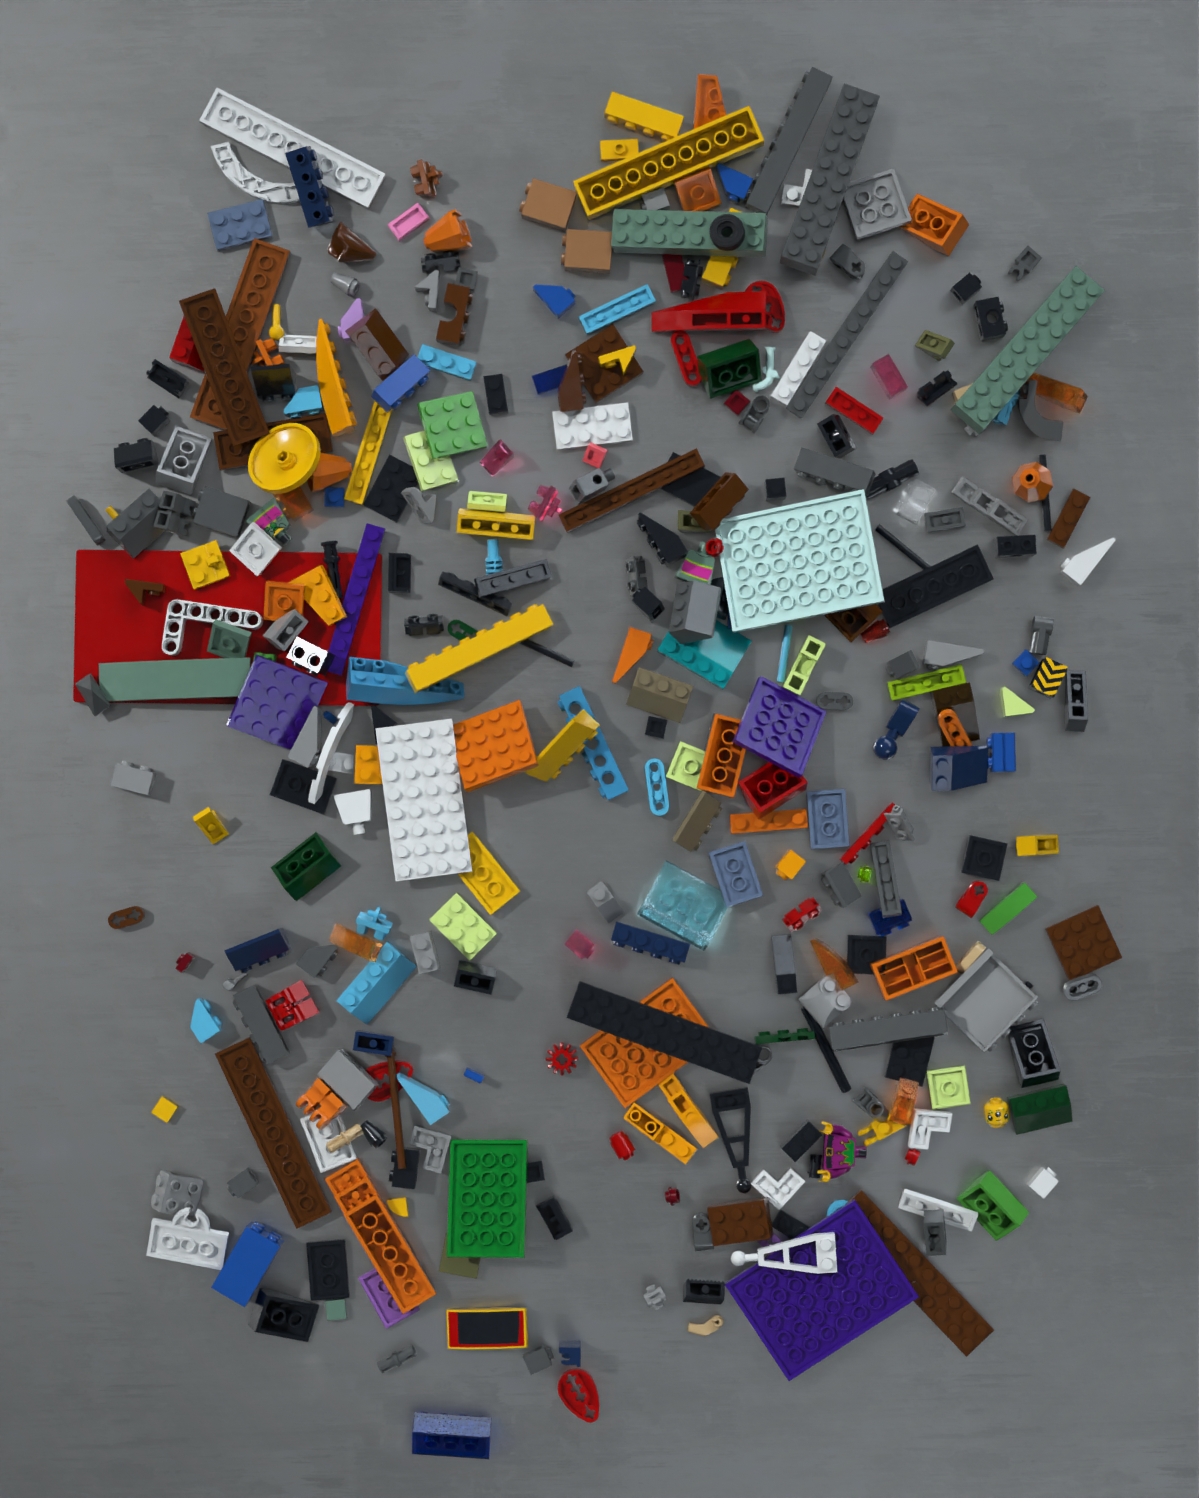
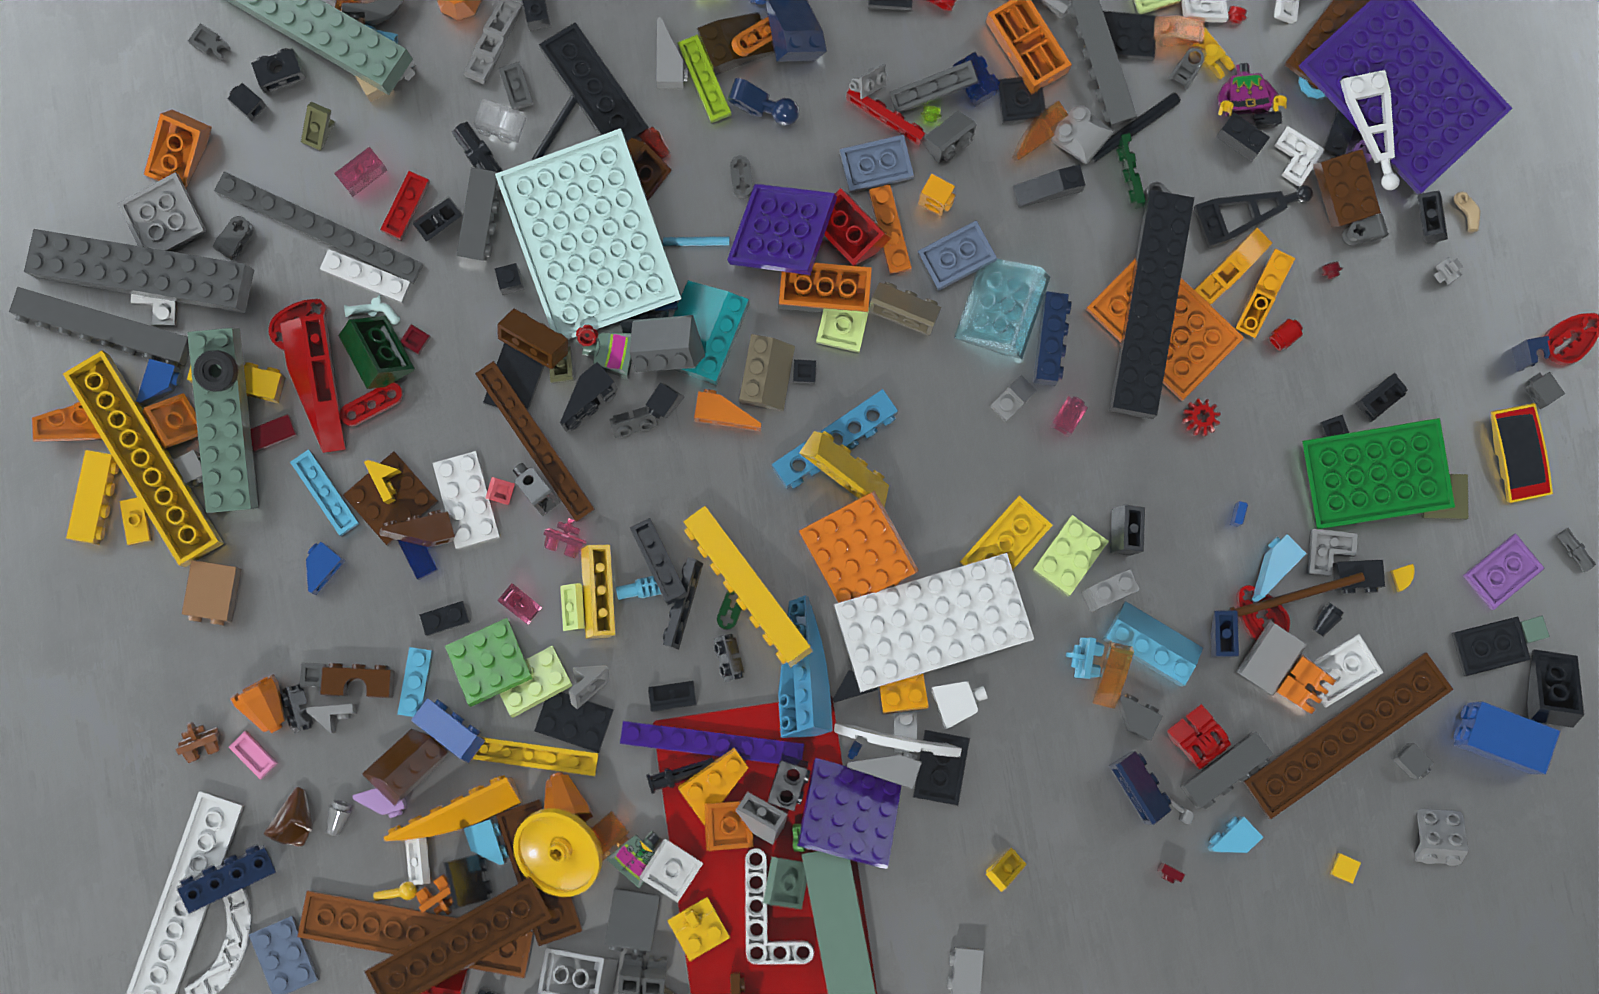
camera: 105 degrees left, 5 degrees down
(124, 913) = (1135, 950): reddish brown beam -> none
(188, 1240) = (1492, 813): white plate -> none
(305, 866) = (1034, 748): dark green slope -> none
(334, 496) = (594, 788): blue plate -> none
(344, 1138) = (1339, 650): tan axle -> none
(380, 1236) = (1441, 591): orange slope -> none
(548, 652) = (738, 506): black bar -> none
(587, 251) = (260, 537): medium nougat brick -> none
(659, 778) = (880, 353): medium azure plate -> none
(690, 287) = (268, 410): black hinge -> none
(755, 414) = (427, 317): dark grey piece -> none
(795, 920) = (983, 169): red hinge -> none
(803, 665) = (696, 213): yellowish green arch -> none
(902, 665) = (688, 105): dark grey slope -> none
(931, 392) = (368, 117): black hinge -> none

